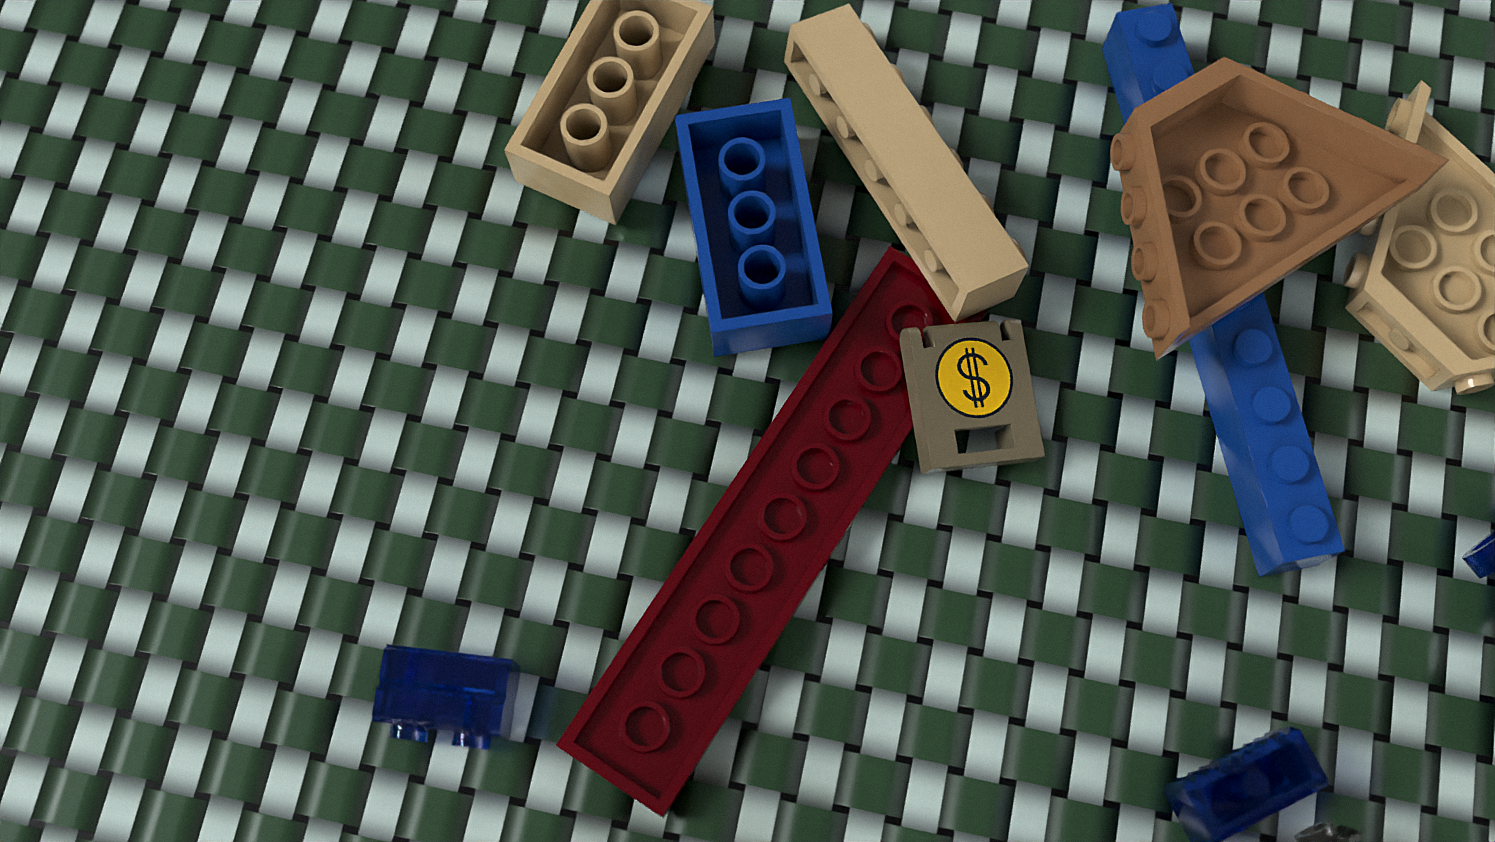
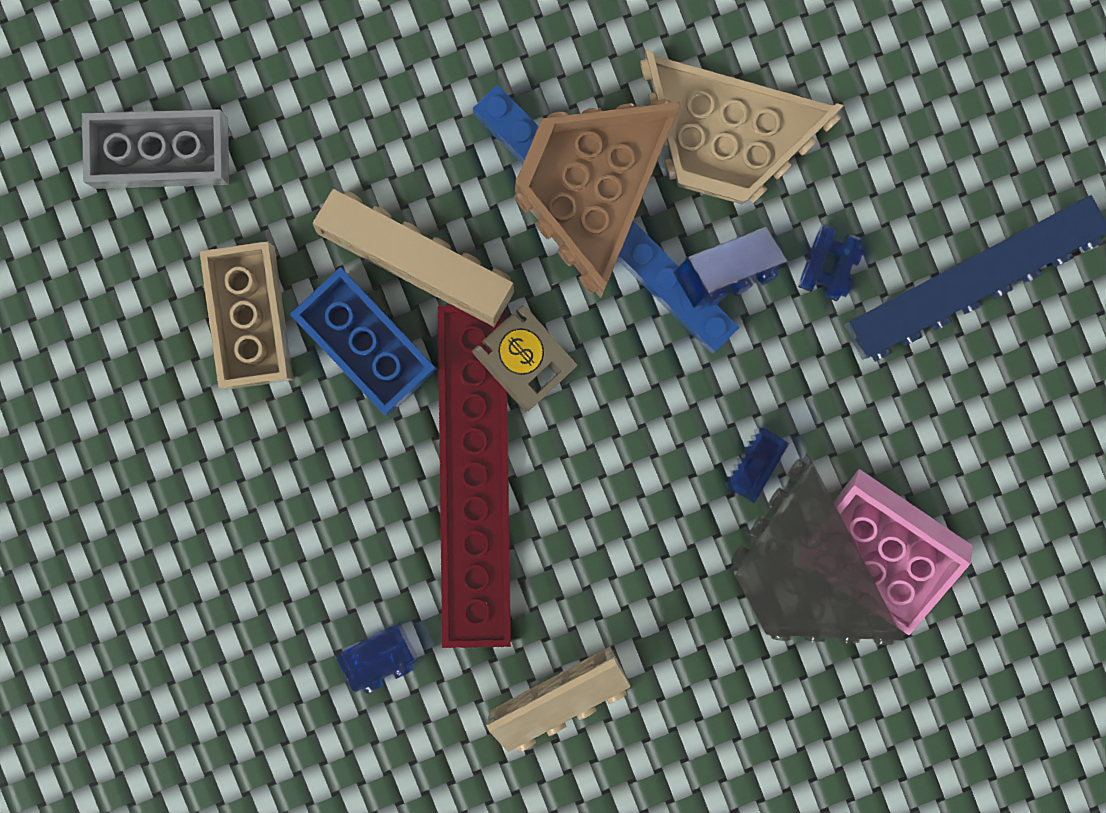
camera: 35 degrees left, 15 degrees up
(1380, 450) = (730, 268): none -> clear blue brick

